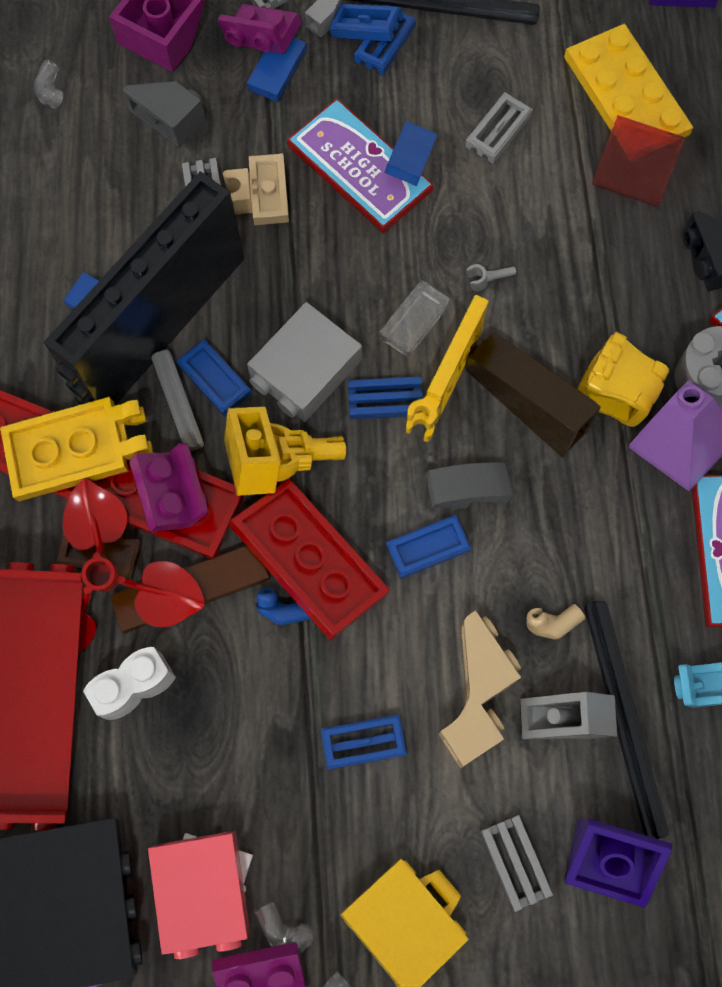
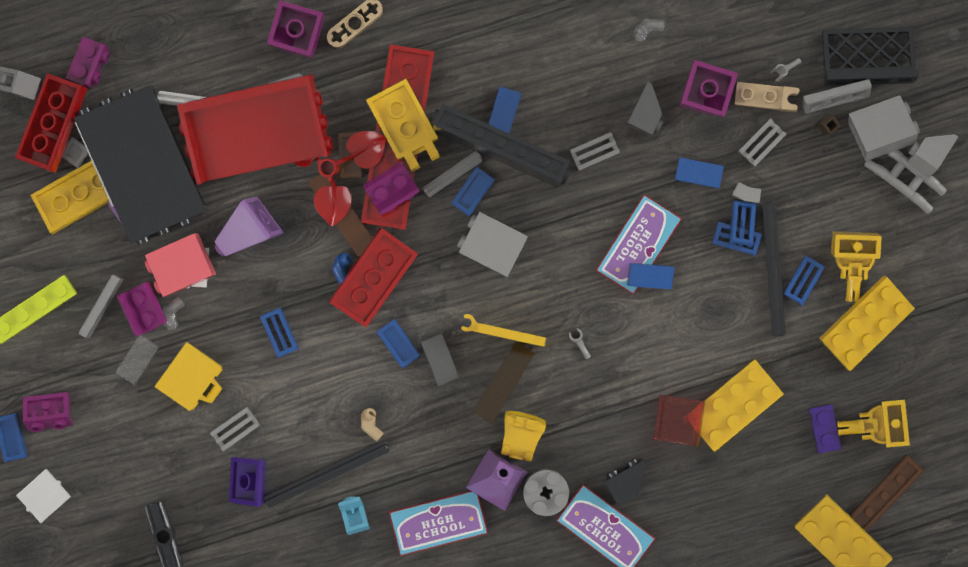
camera: 75 degrees right, 15 degrees up
(121, 689) = (282, 200): white brick -> none
(169, 755) = (247, 227): none -> medium lavender slope
(260, 28) = (721, 156): magenta bracket -> none
(260, 190) = (604, 187): tan plate -> none
(269, 452) = (429, 239): yellow brick -> none
(383, 397) = (489, 316): blue tile -> none
(414, 318) = (540, 303): clear tile -> none
(484, 148) = (705, 334): light grey tile -> none
(486, 675) = (330, 393): tan arch -> none
(569, 716) = (318, 442): light grey slope -> none

